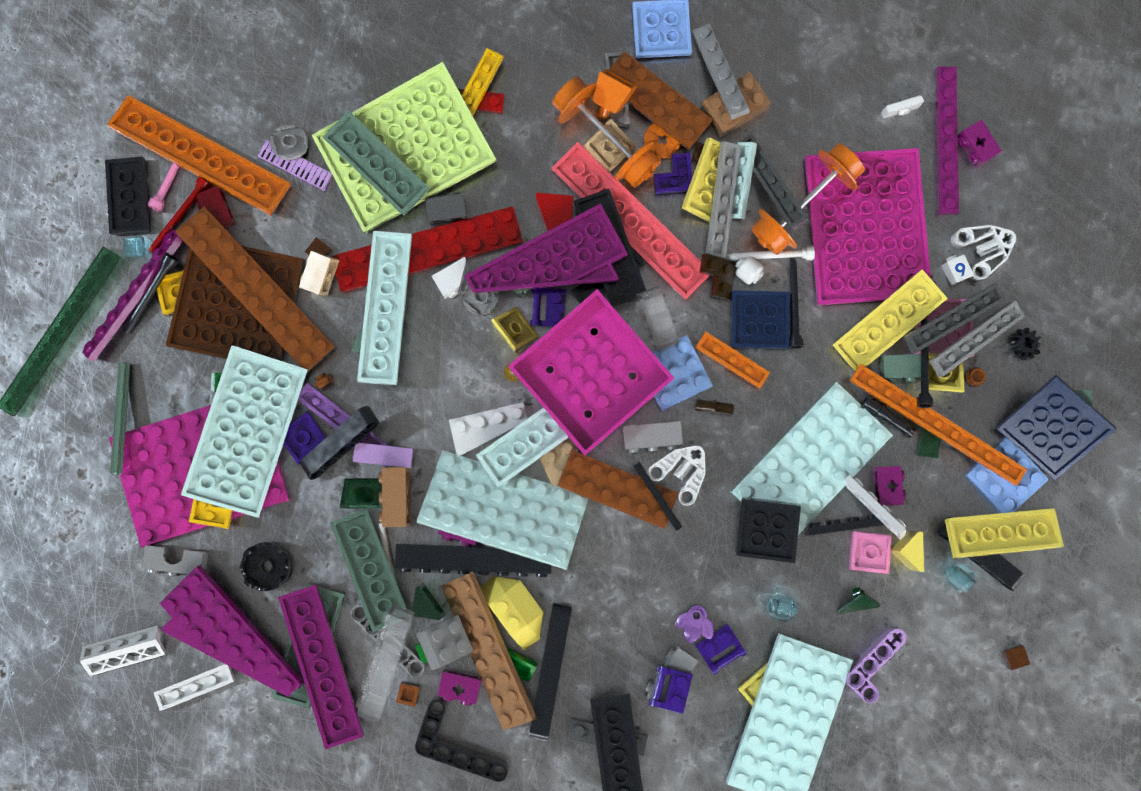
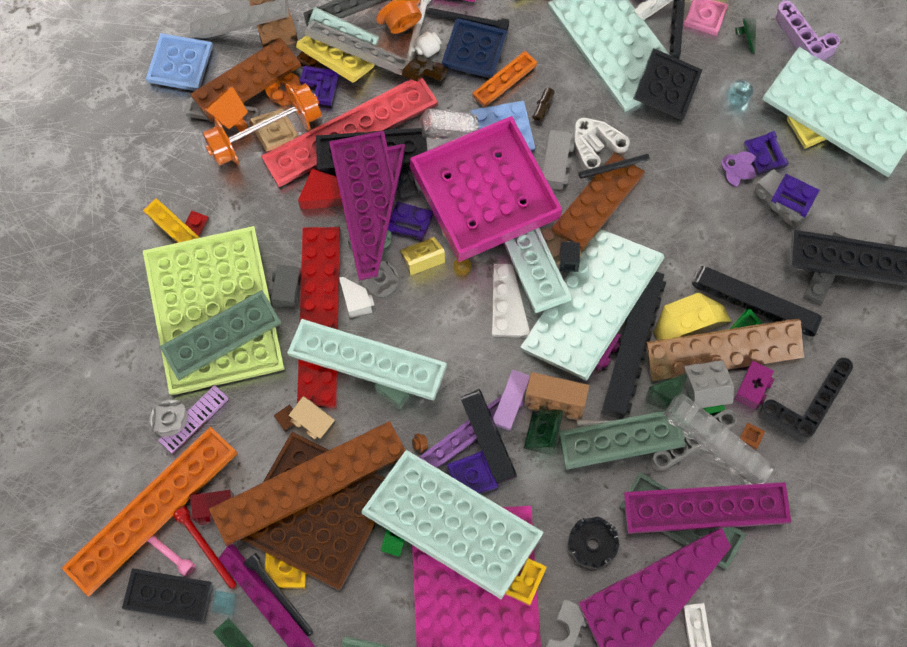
camera: 75 degrees left, 15 degrees down
(544, 474) = (569, 256): none -> black brick

